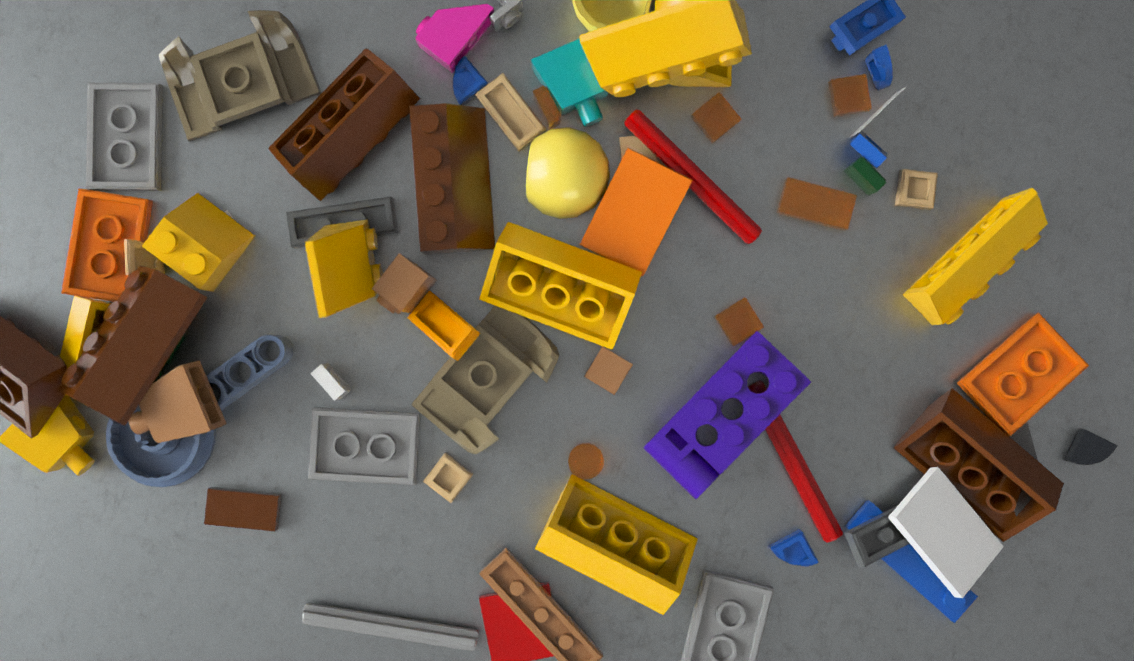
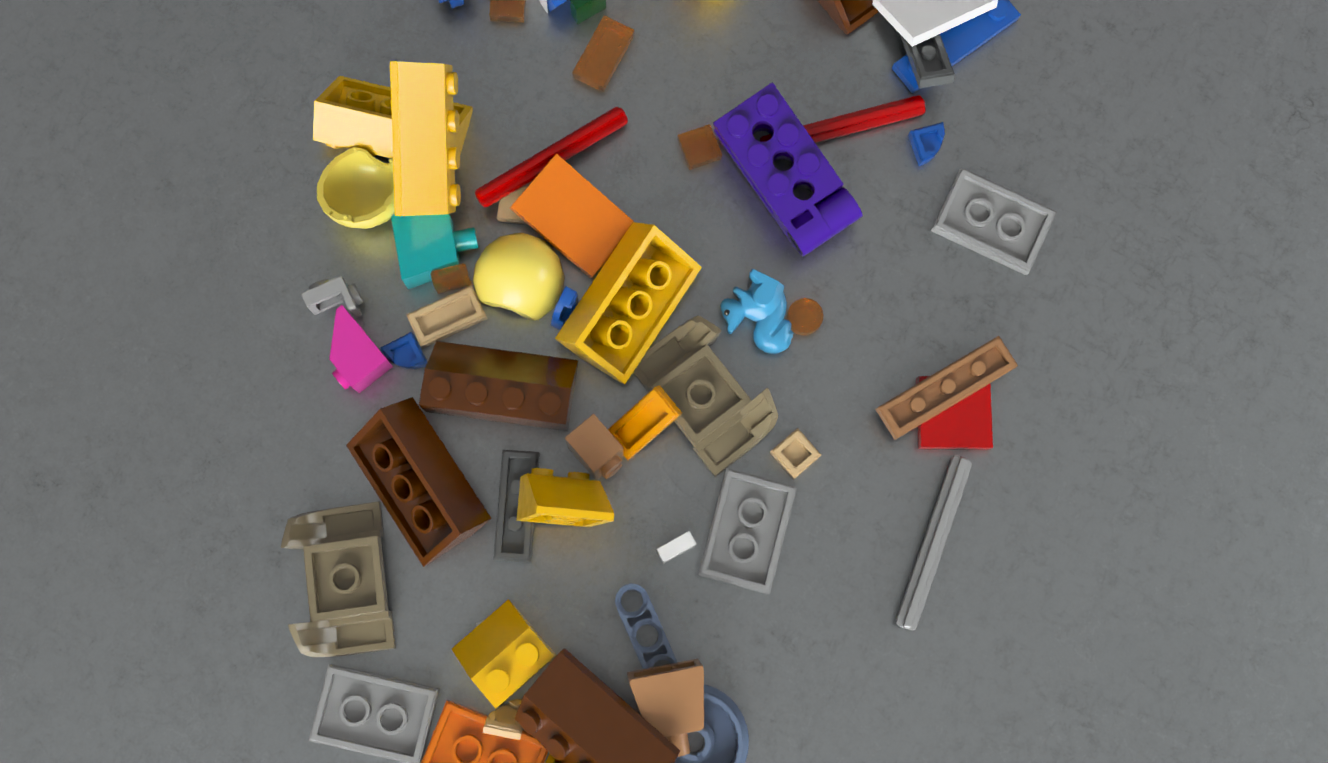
camera: 85 degrees left, 10 degrees down
(242, 509) = (787, 669): reddish brown tile -> none
(541, 224) = (564, 307): none -> blue tile
(587, 417) = (766, 306): none -> dark azure animal
(608, 370) = (720, 276): medium nougat tile -> none
(618, 545) = (892, 302): yellow slope -> none
(716, 117) = (499, 126): clear orange tile -> none

